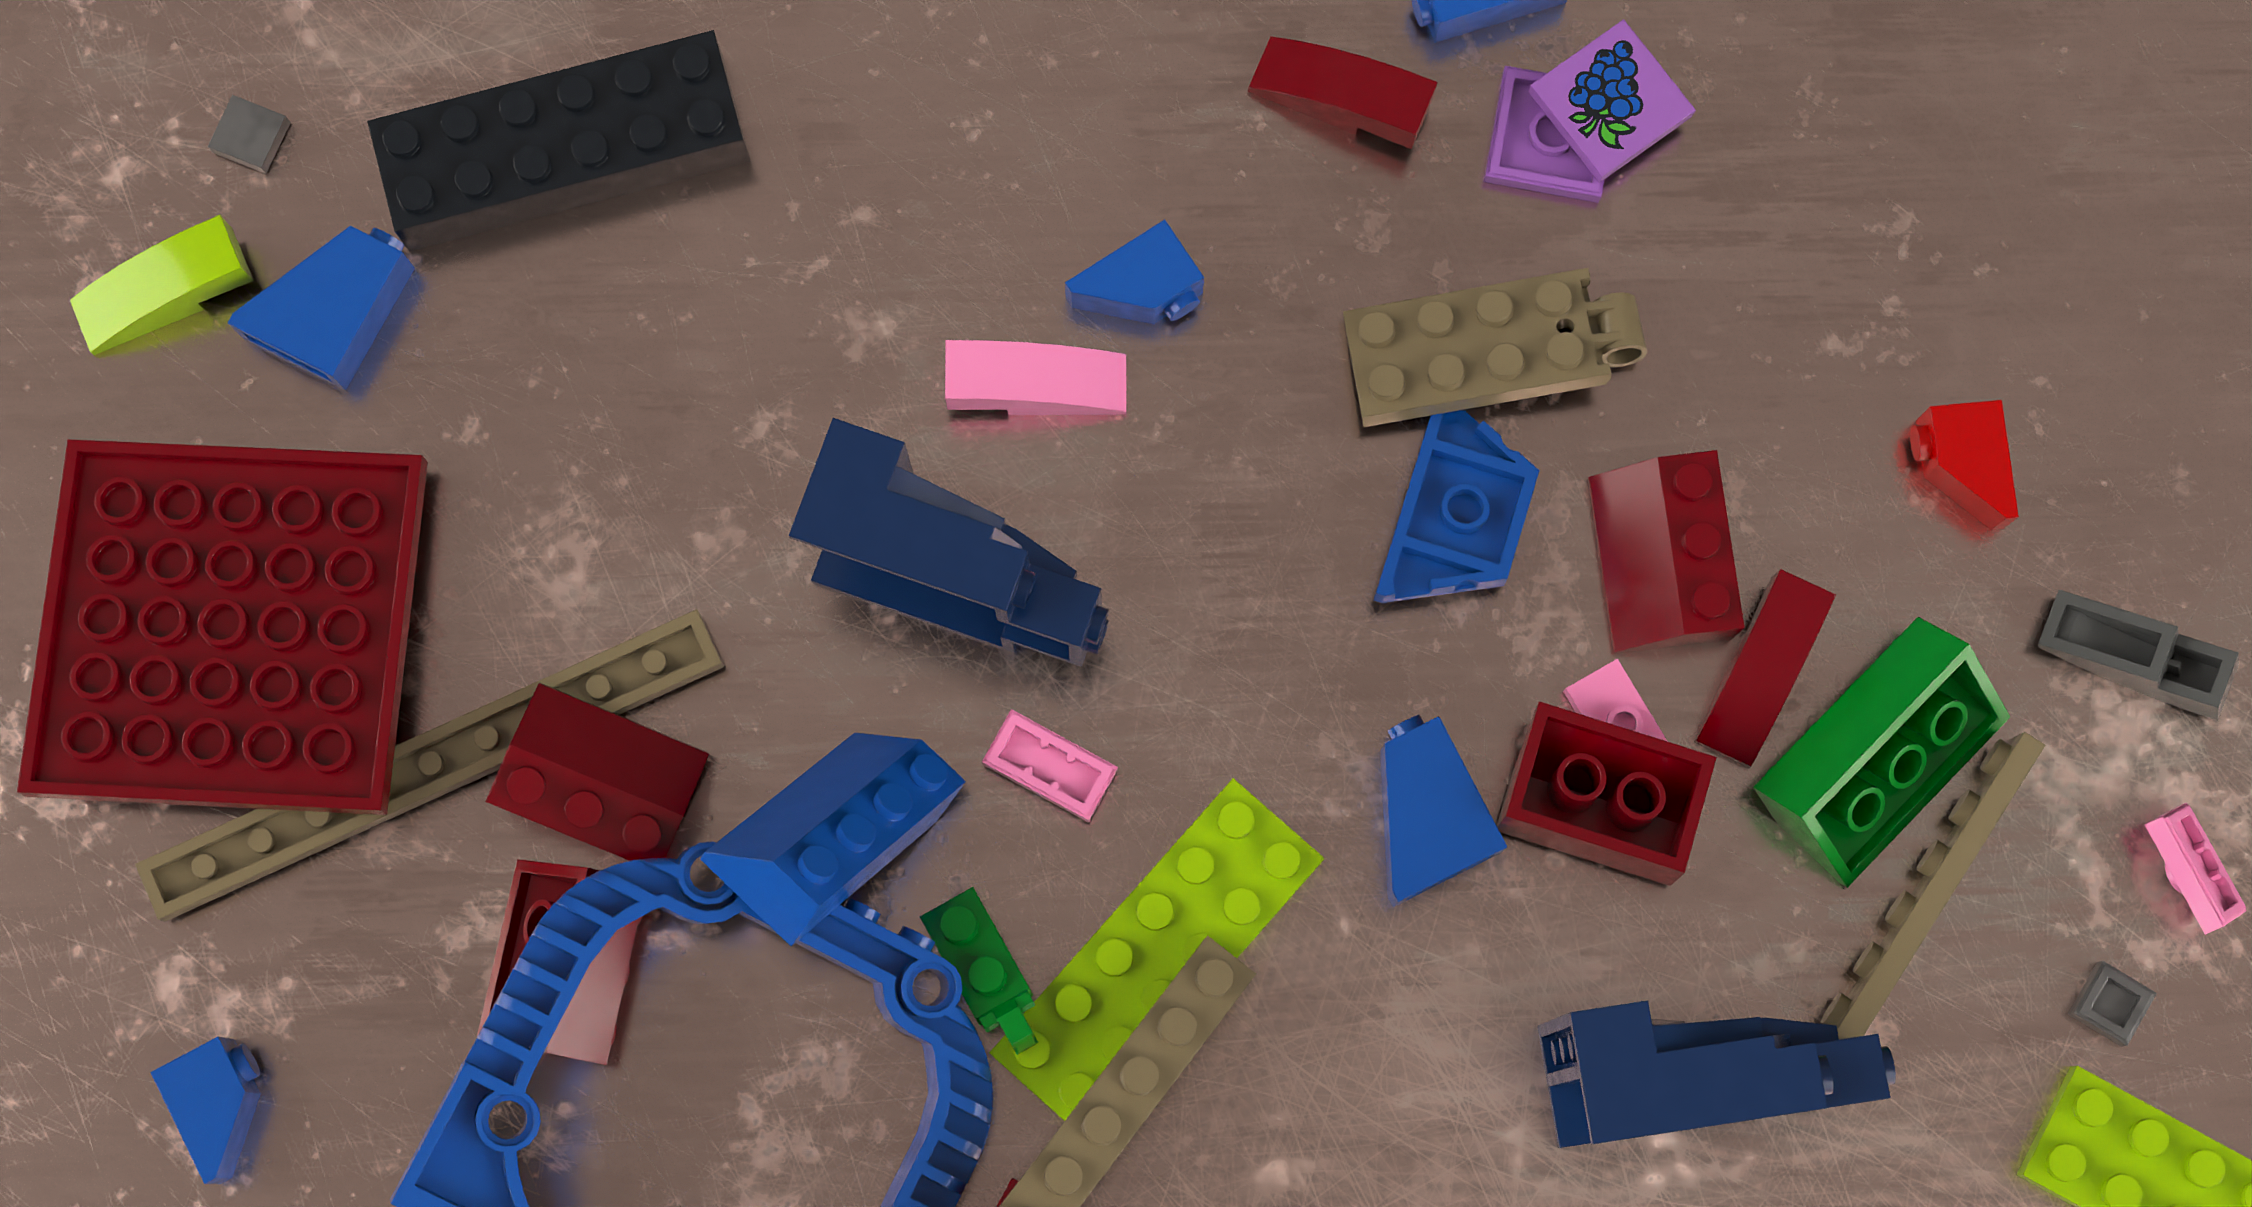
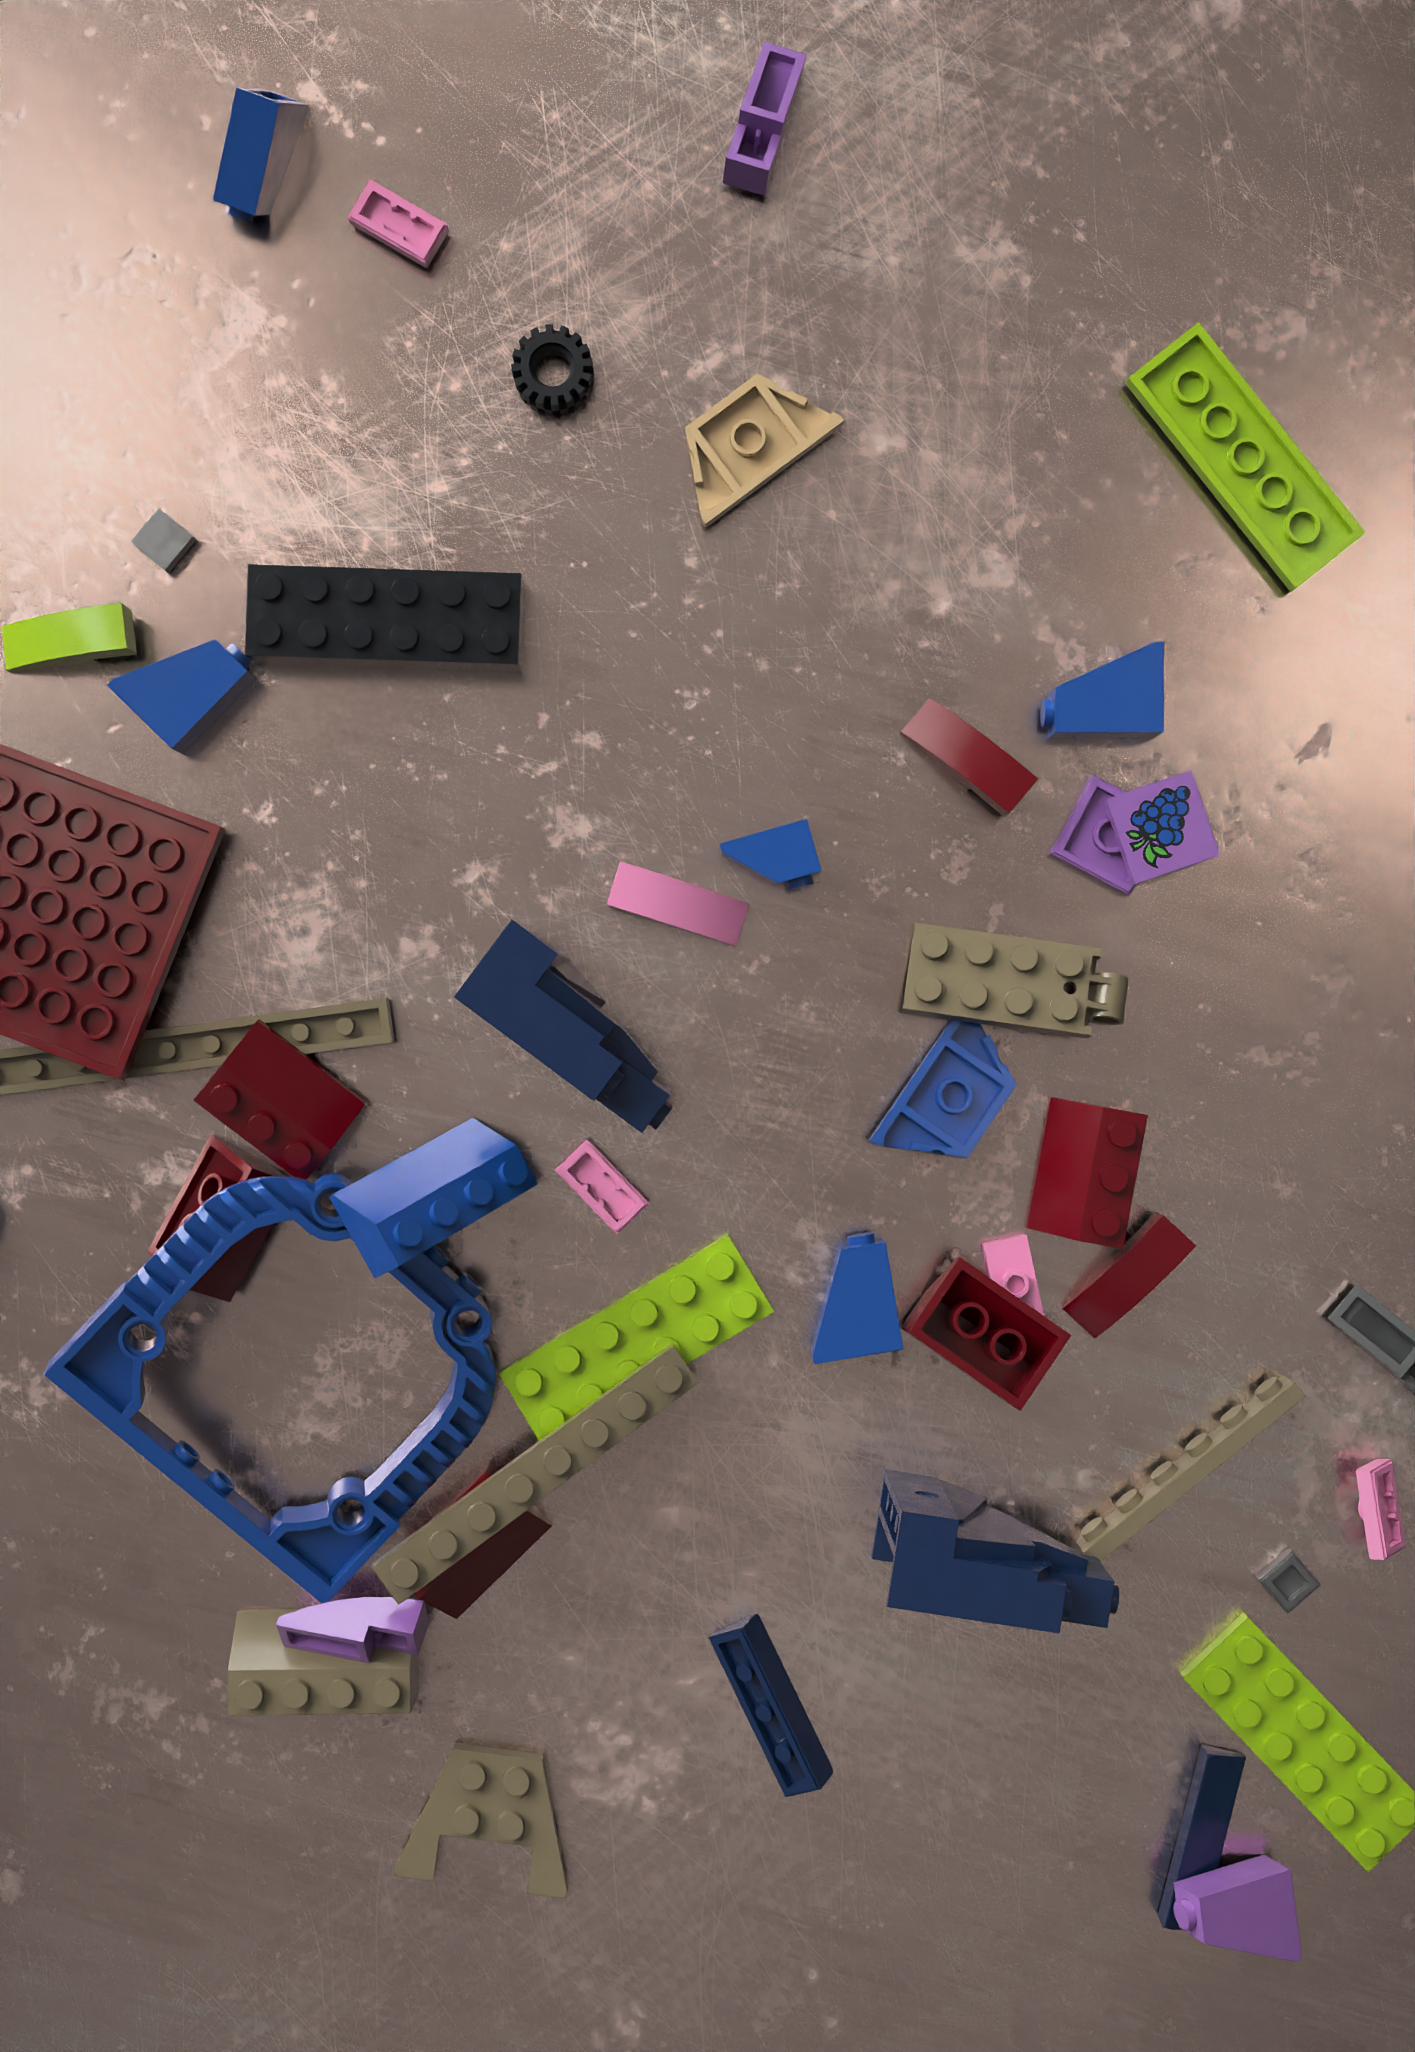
camera: 15 degrees right, 10 degrees up
(987, 970) = (512, 1314): green hinge -> none
(1883, 750) = (1191, 1358): green slope -> none
(1968, 458) = (1326, 1171): red slope -> none

